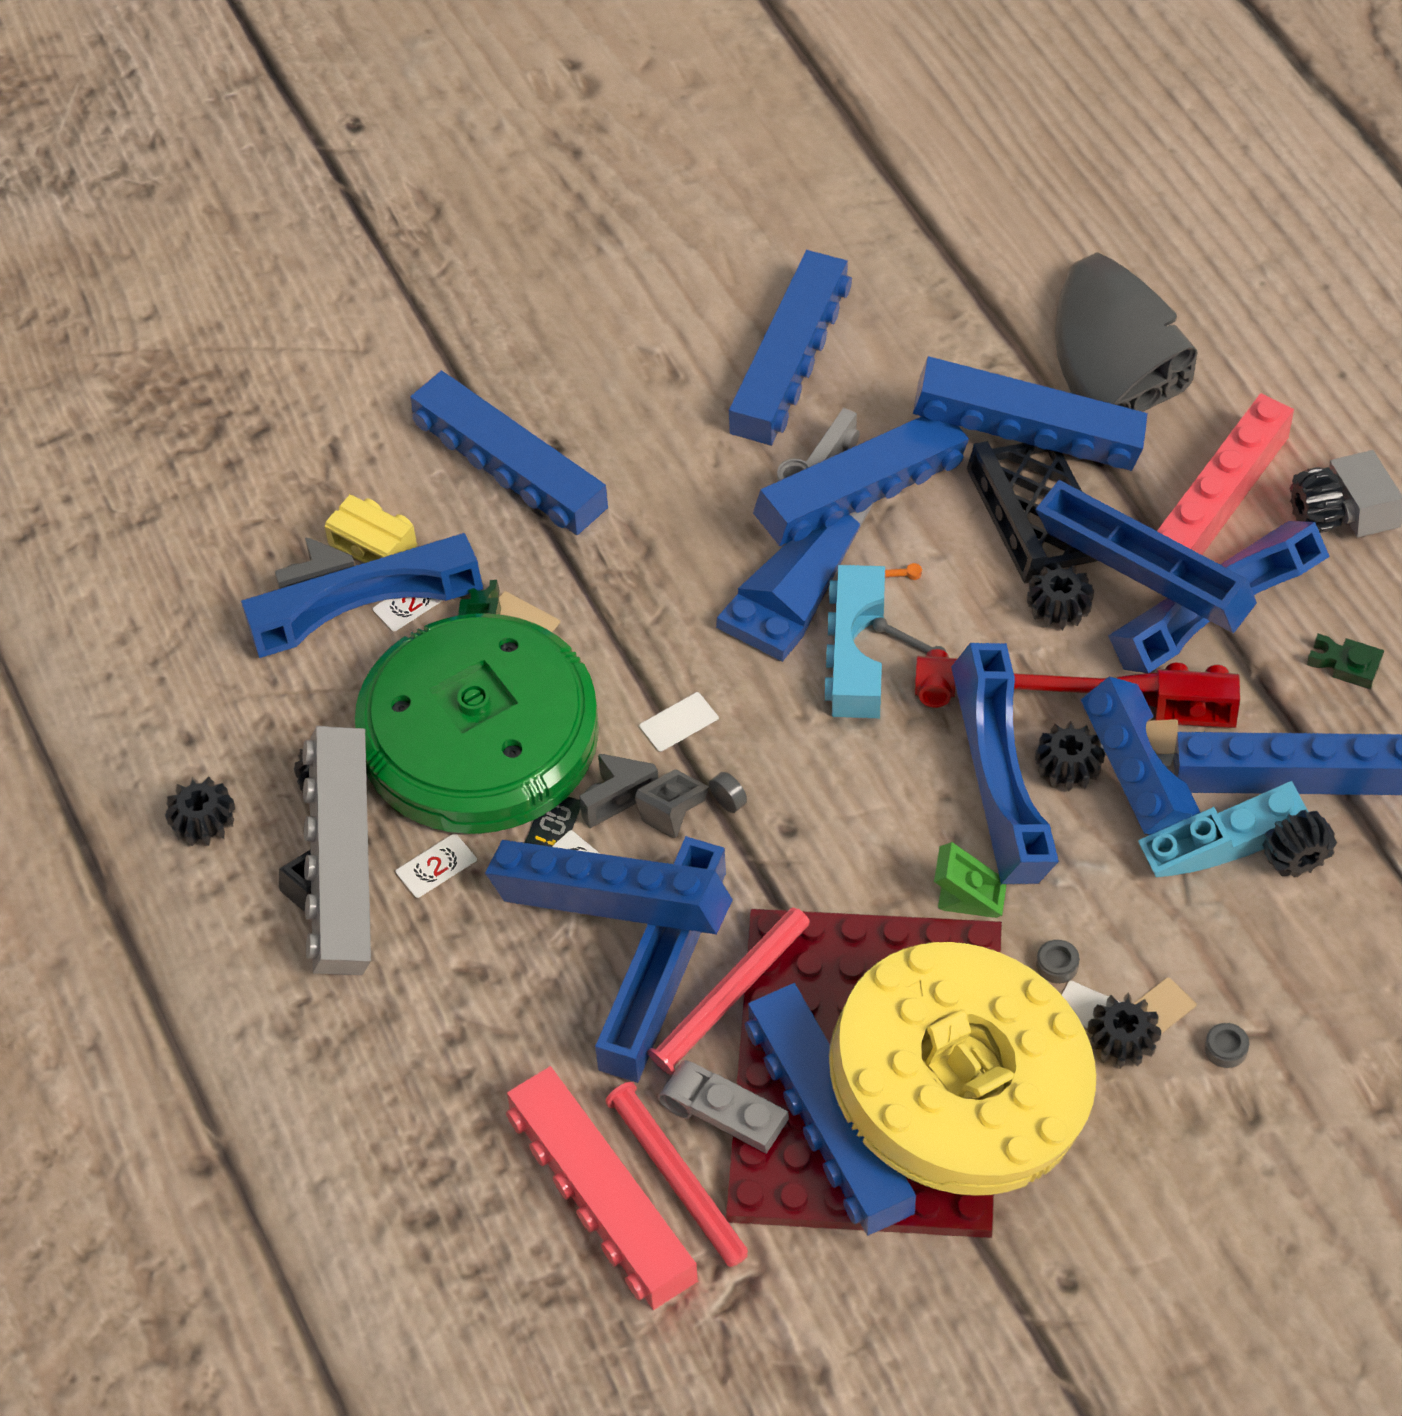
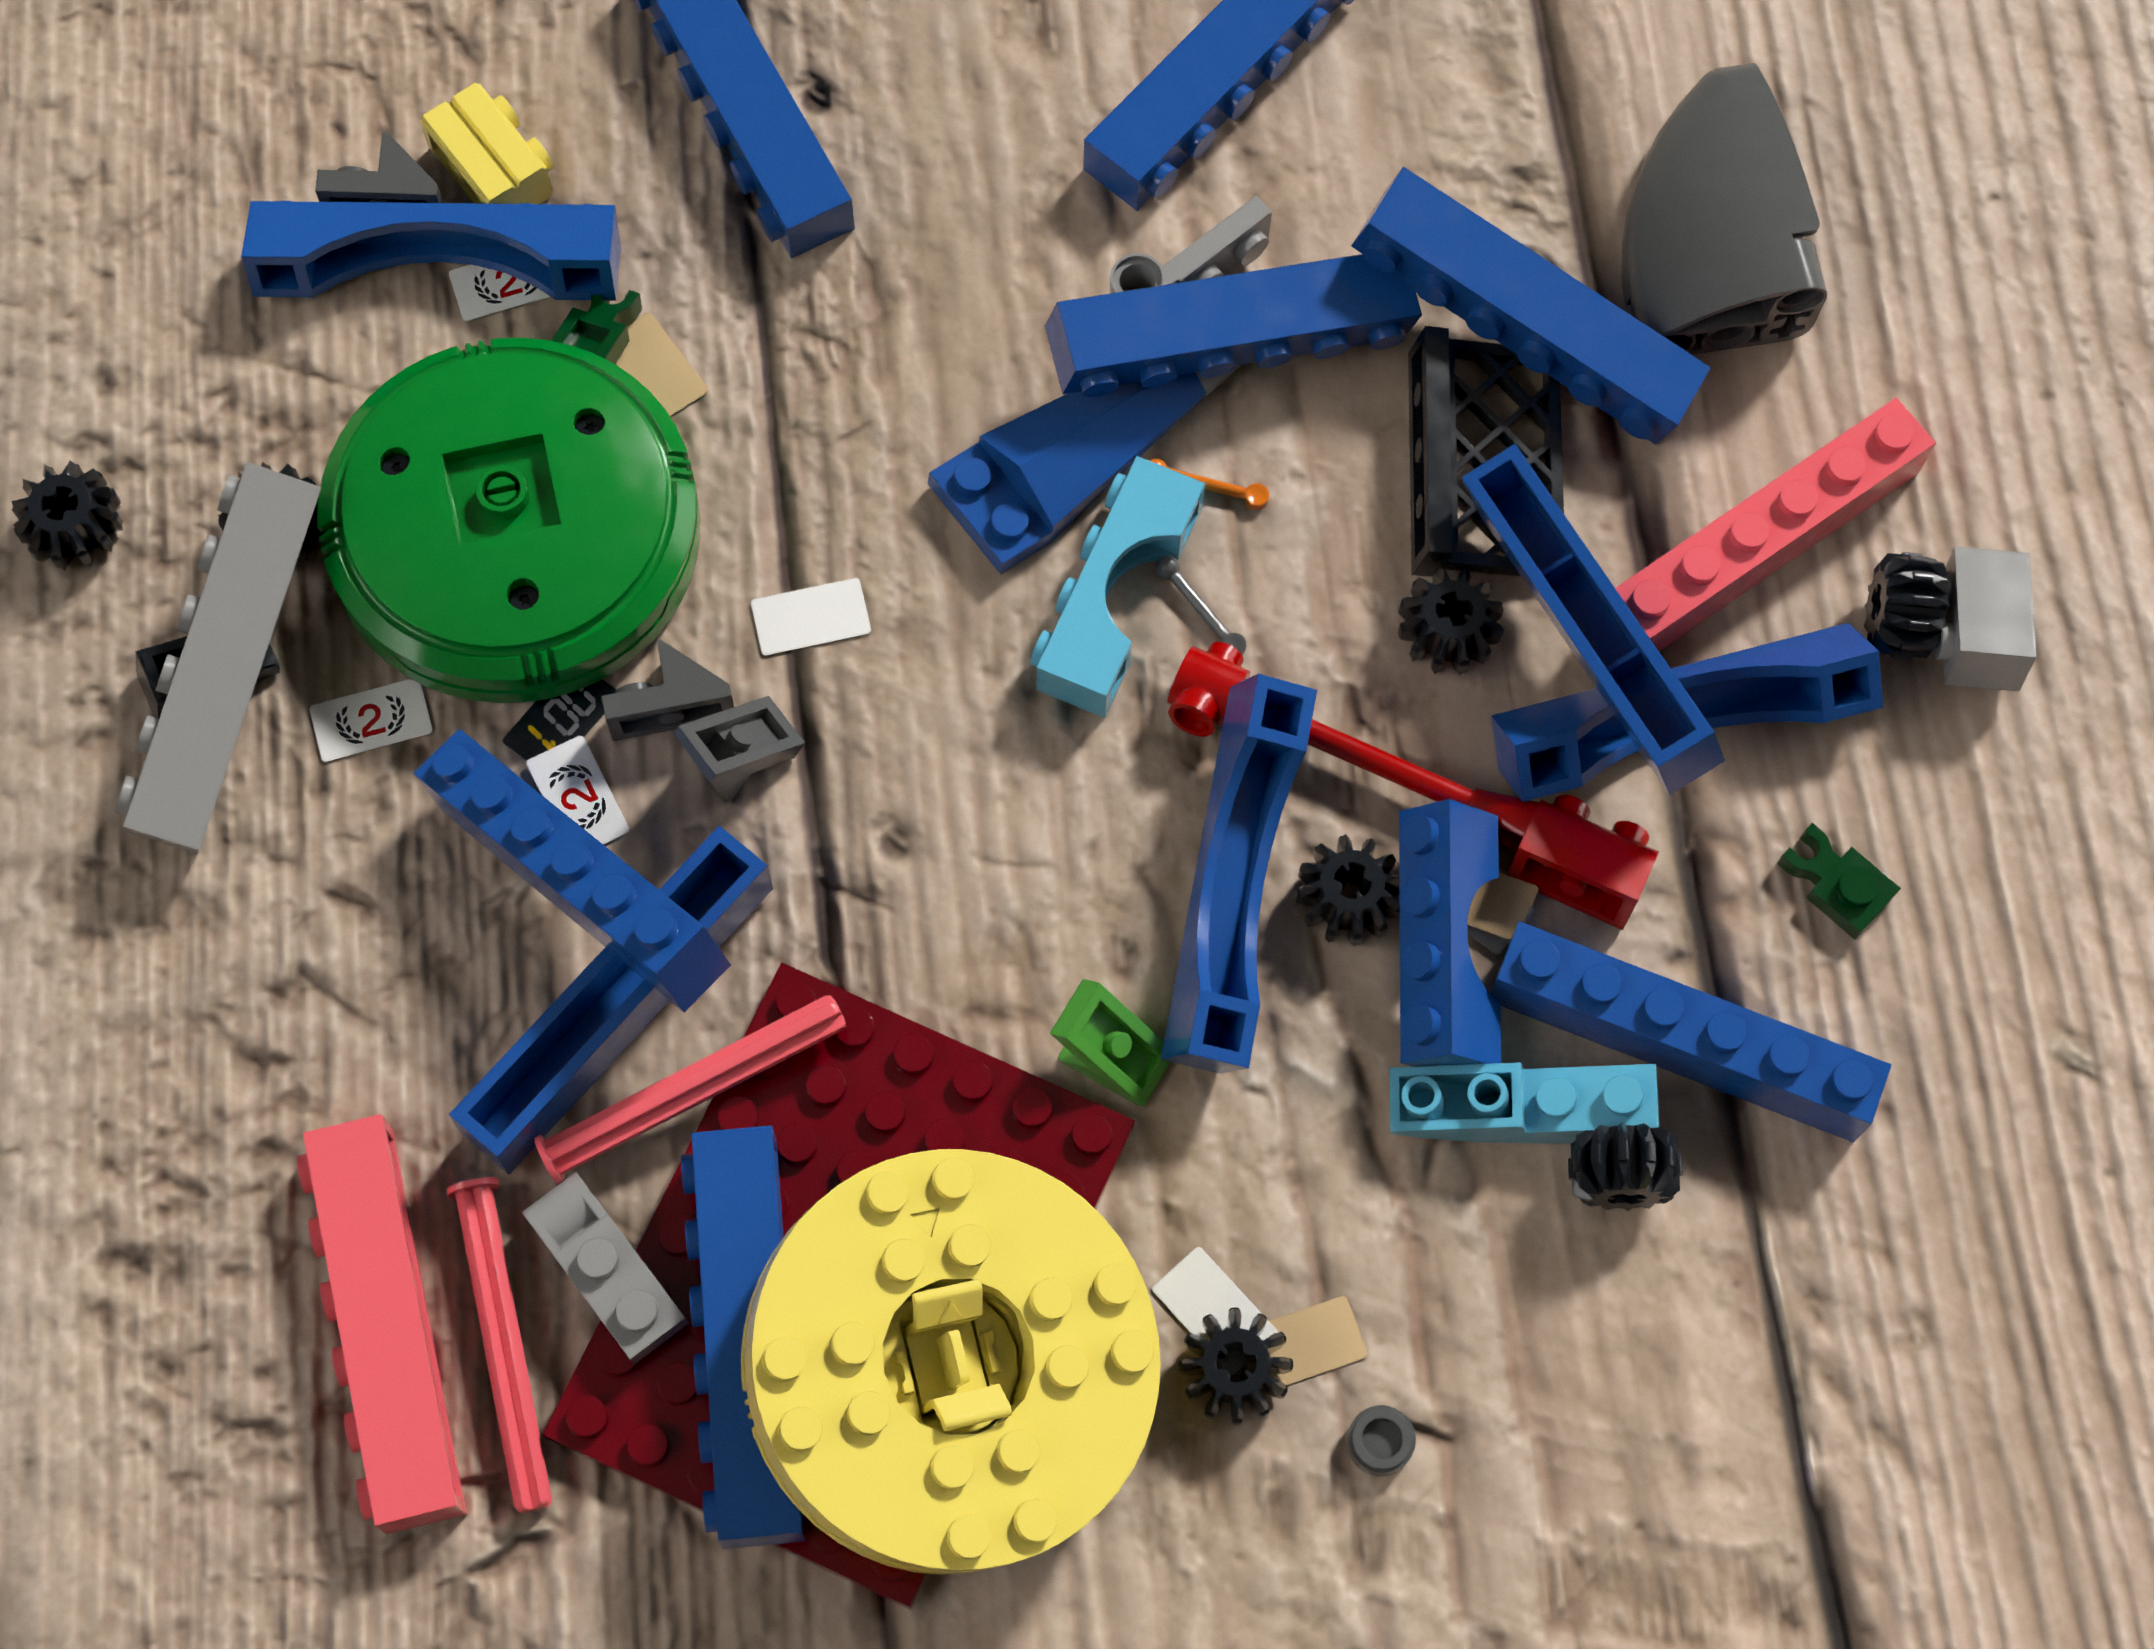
camera: 15 degrees right, 15 degrees up
(728, 792) = (826, 762): dark grey tile -> none
(1057, 961) = (1192, 1211): dark grey tile -> none

